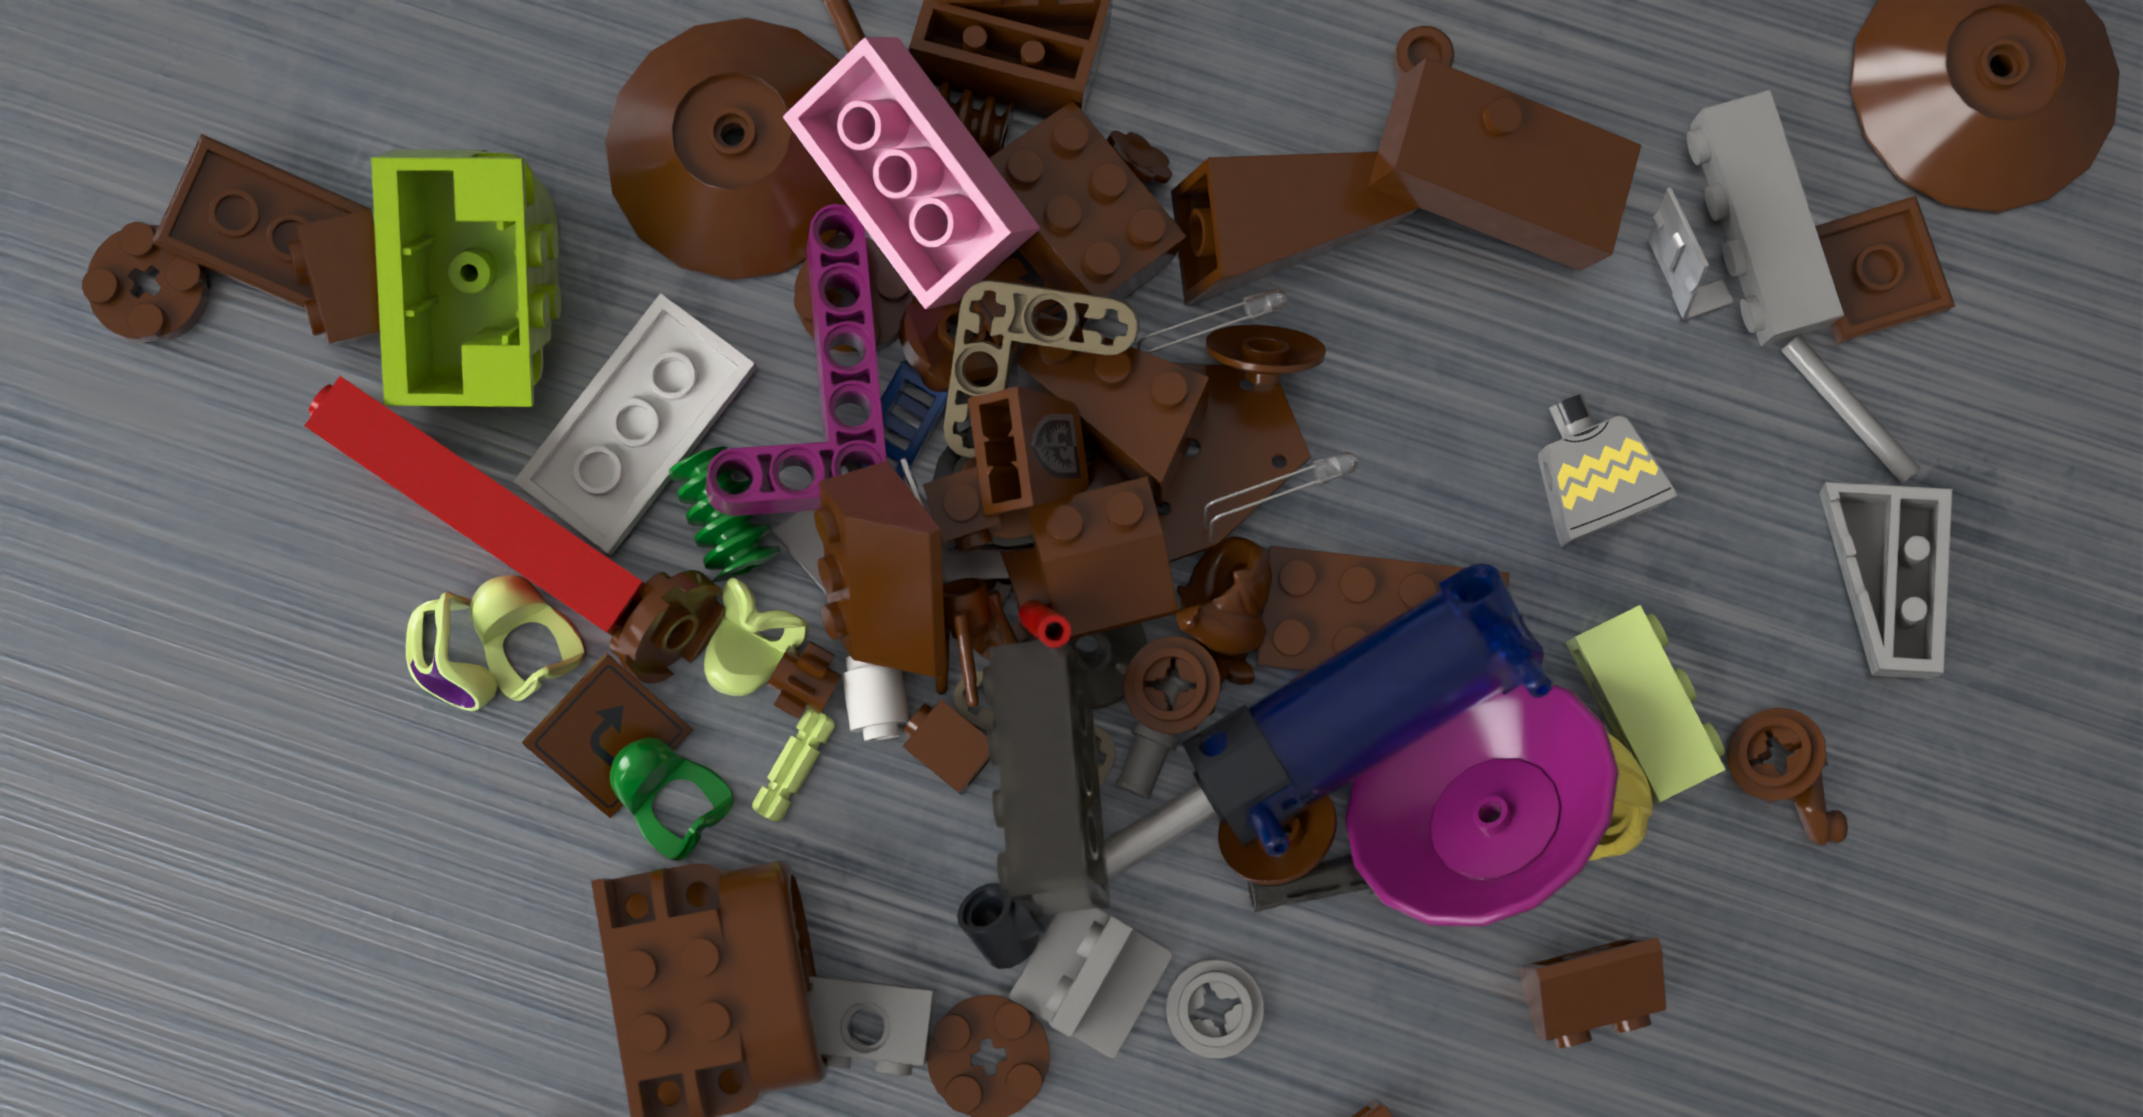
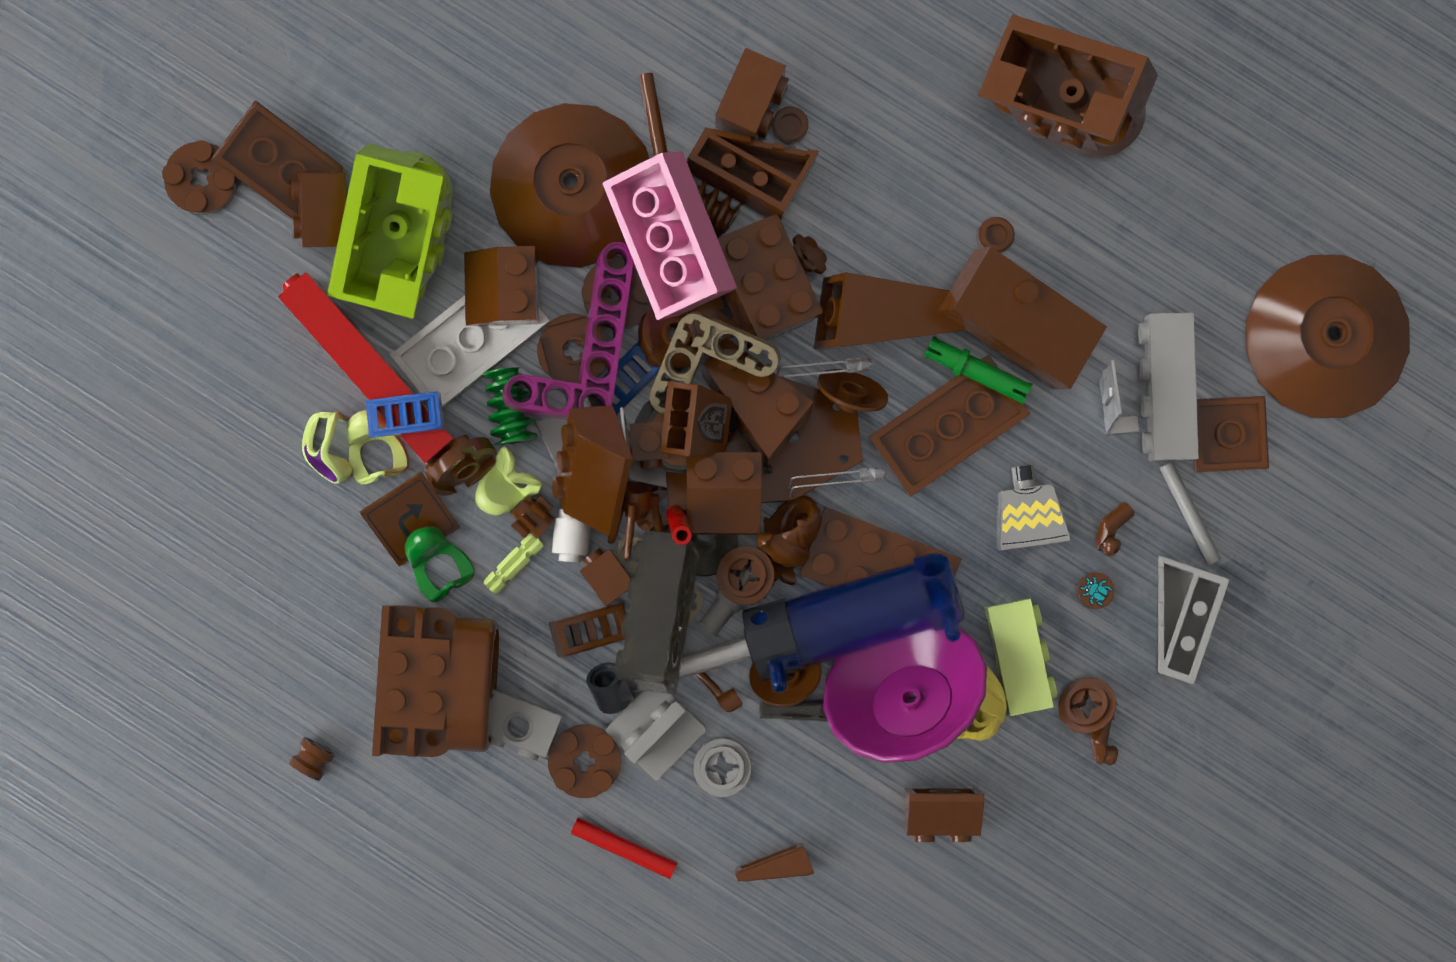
camera: 10 degrees right, 5 degrees up
(602, 542) = (435, 414): none -> blue slope
(665, 325) = (501, 286): none -> reddish brown slope
(773, 393) = (555, 341): none -> reddish brown plate
(898, 864) = (560, 639): none -> reddish brown slope
(1195, 898) = (728, 701): none -> reddish brown hand
(1432, 367) = (944, 430): none -> reddish brown plate
(1455, 266) = (980, 371): none -> green pin
(1729, 464) = (1108, 528): none -> reddish brown arm
(1735, 569) = (1095, 590): none -> tile

